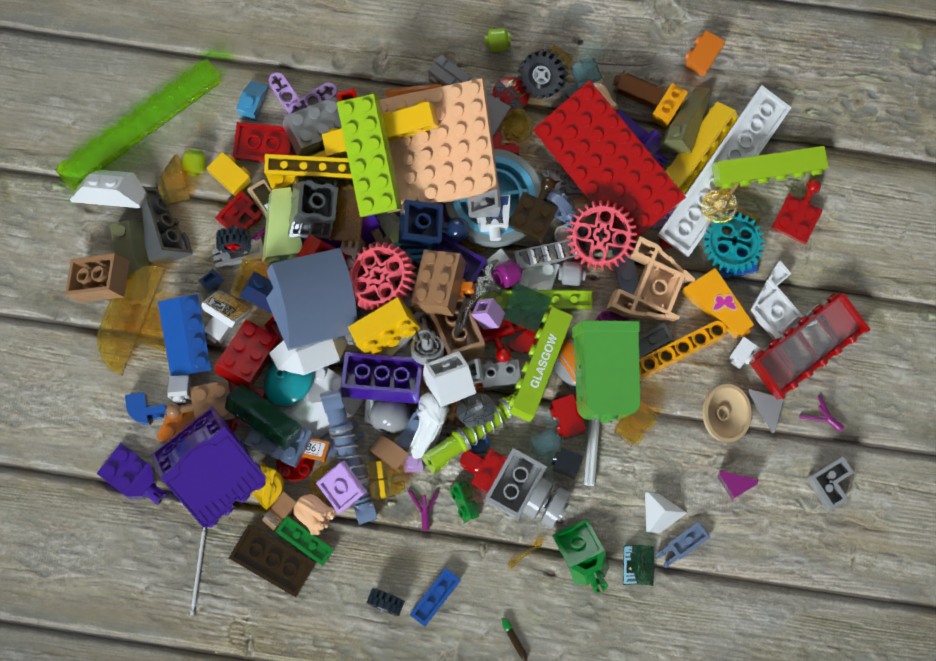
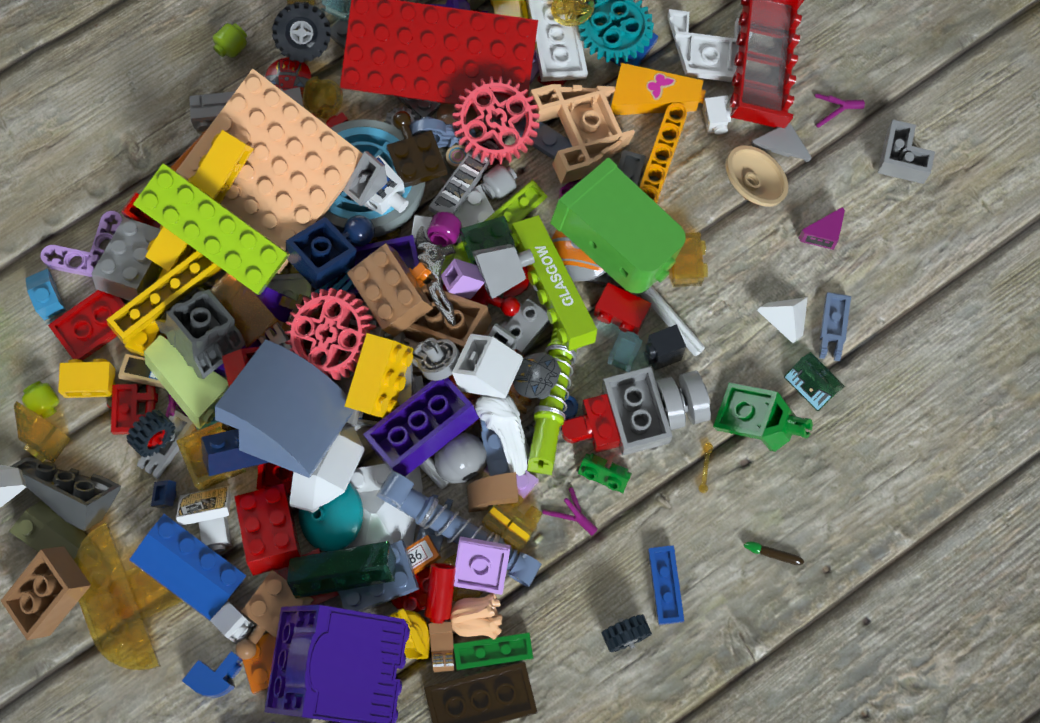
camera: 45 degrees left, 5 degrees down
(305, 480) = (440, 592): none -> red brick
(517, 328) = (502, 267): none -> light grey torso

